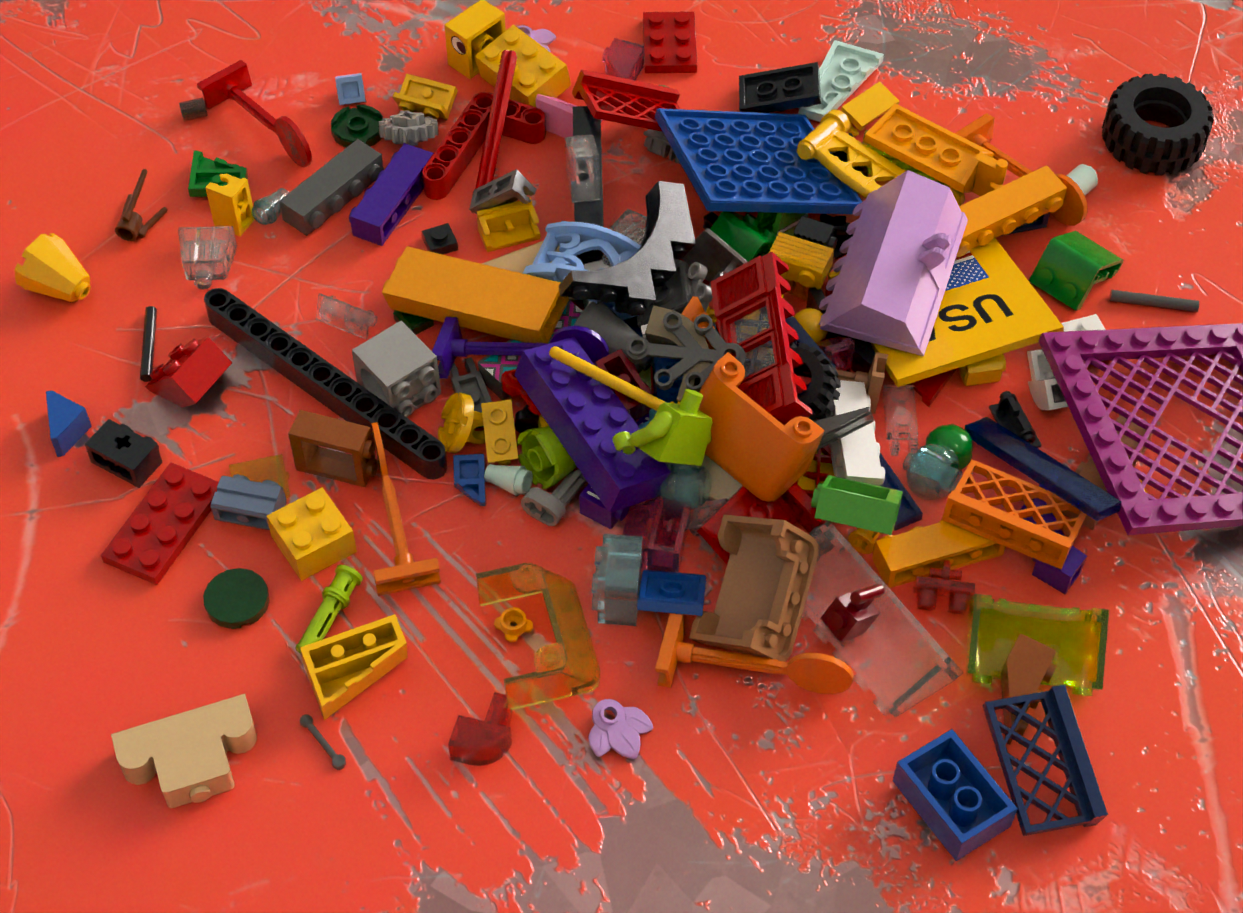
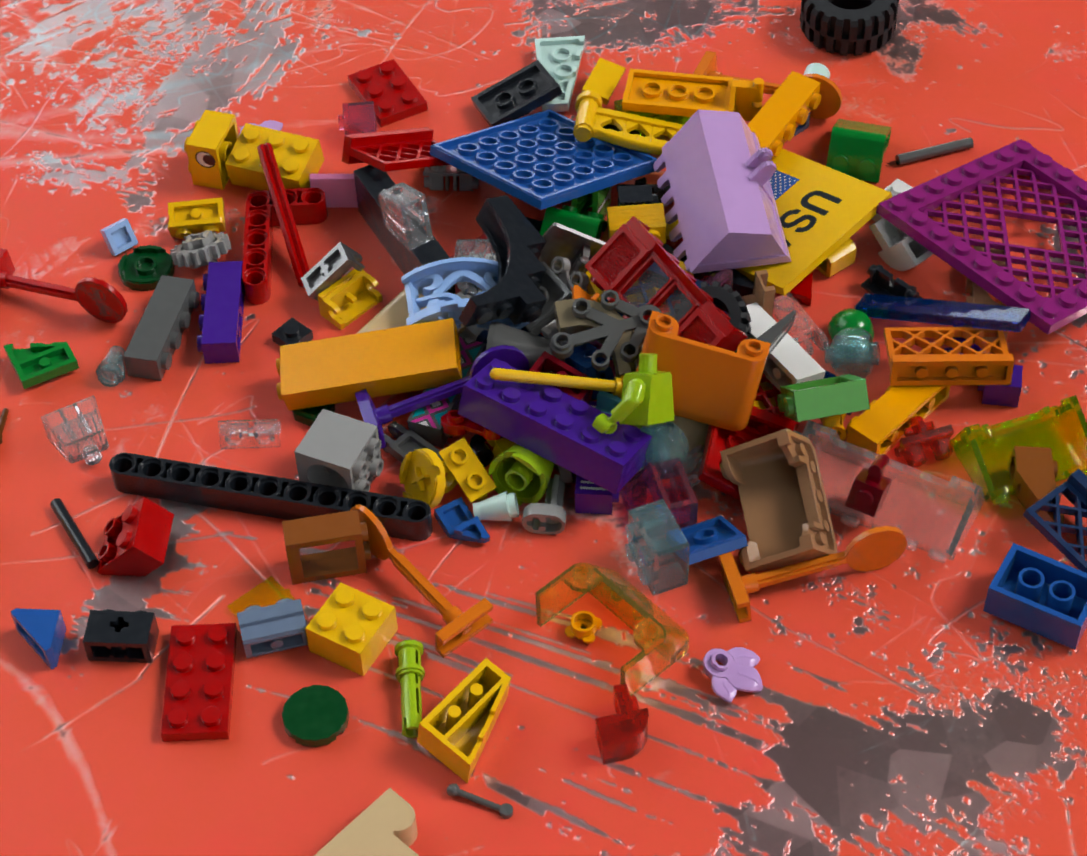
camera: 25 degrees left, 5 degrees down
(231, 203) = (77, 376): yellow hinge -> none

